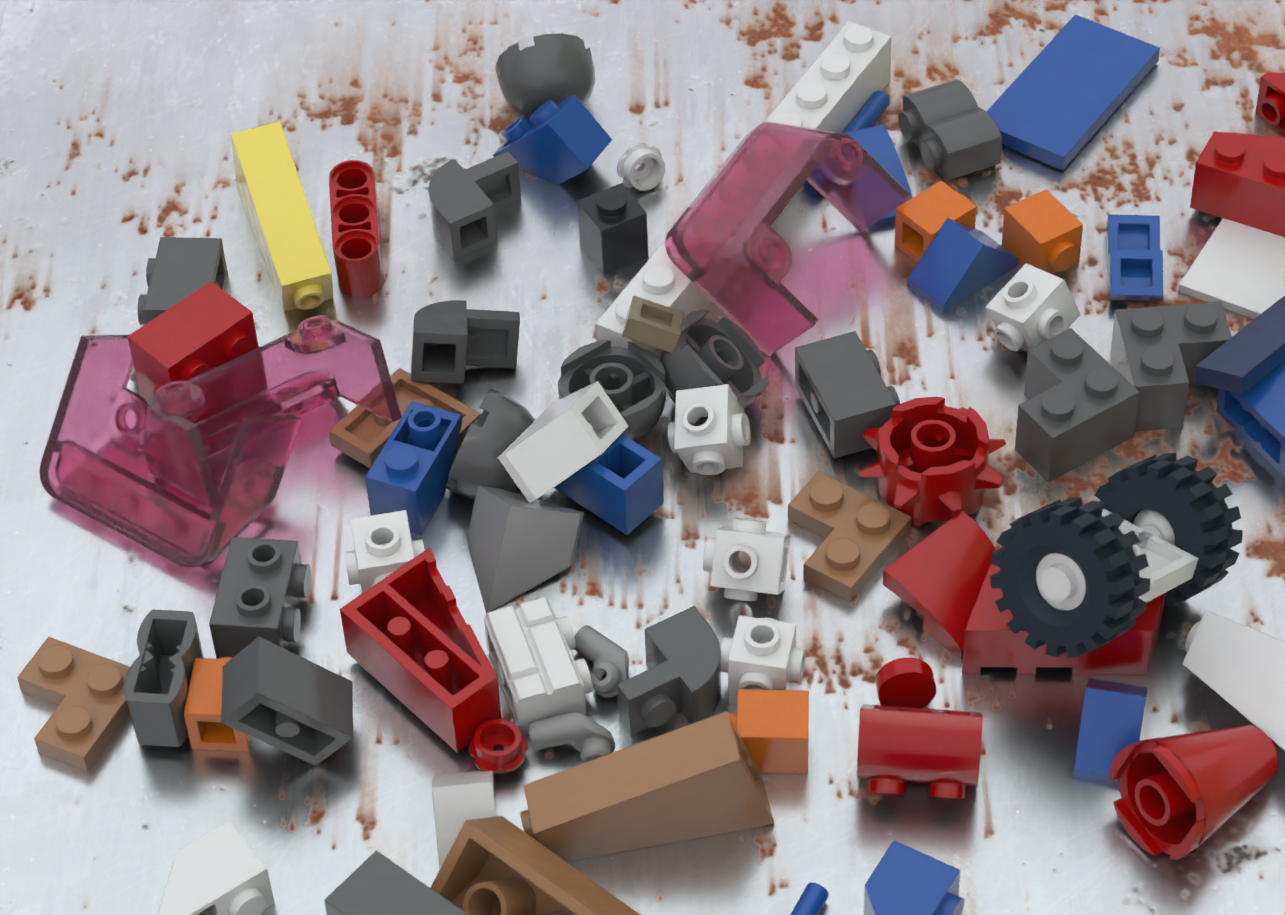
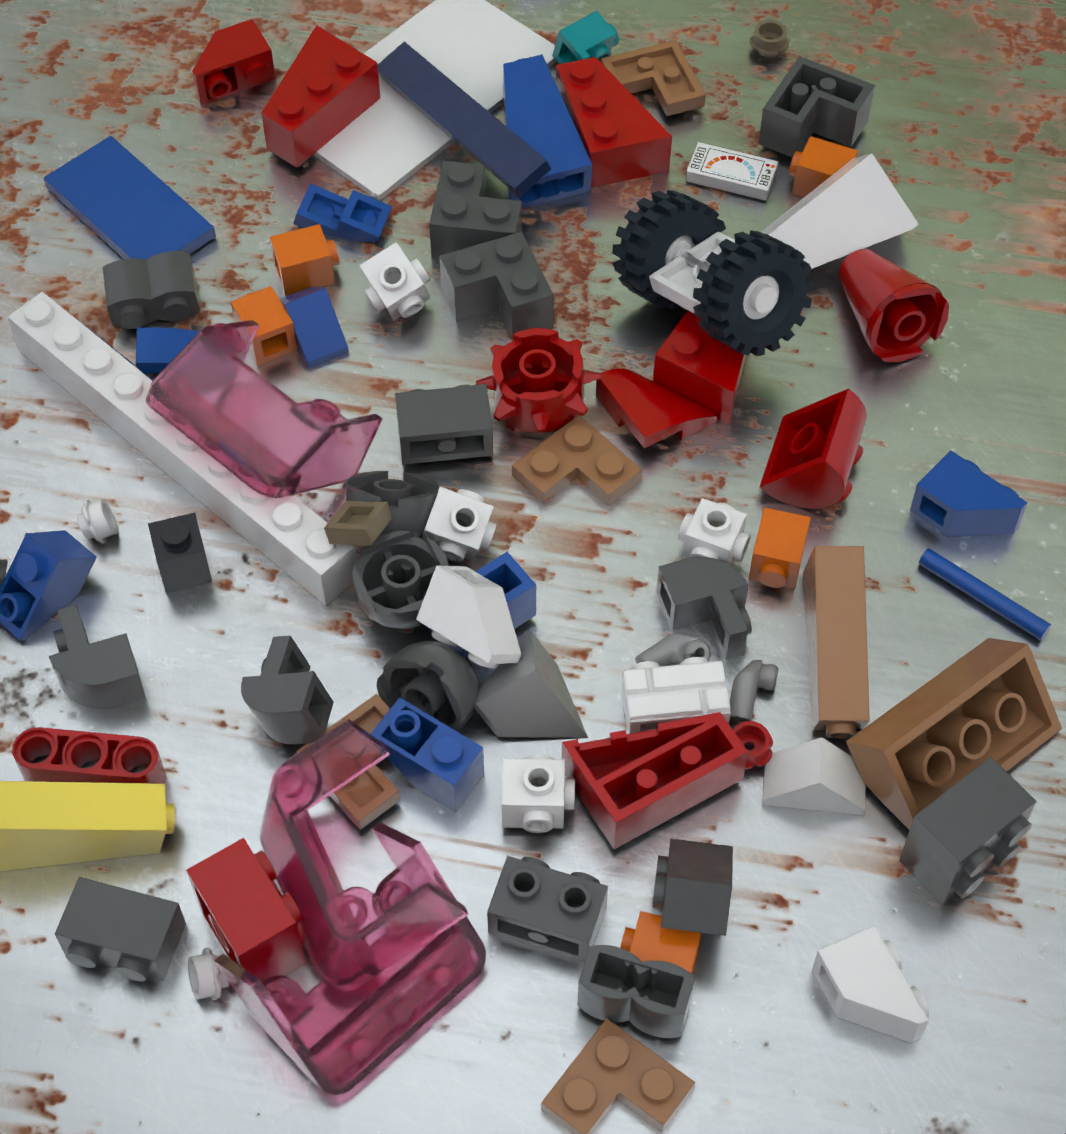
camera: 80 degrees left, 10 degrees up
(767, 554) = (607, 524): white brick -> none
(905, 683) = (750, 454): red tile -> none
(1108, 724) = (817, 345): blue slope -> none

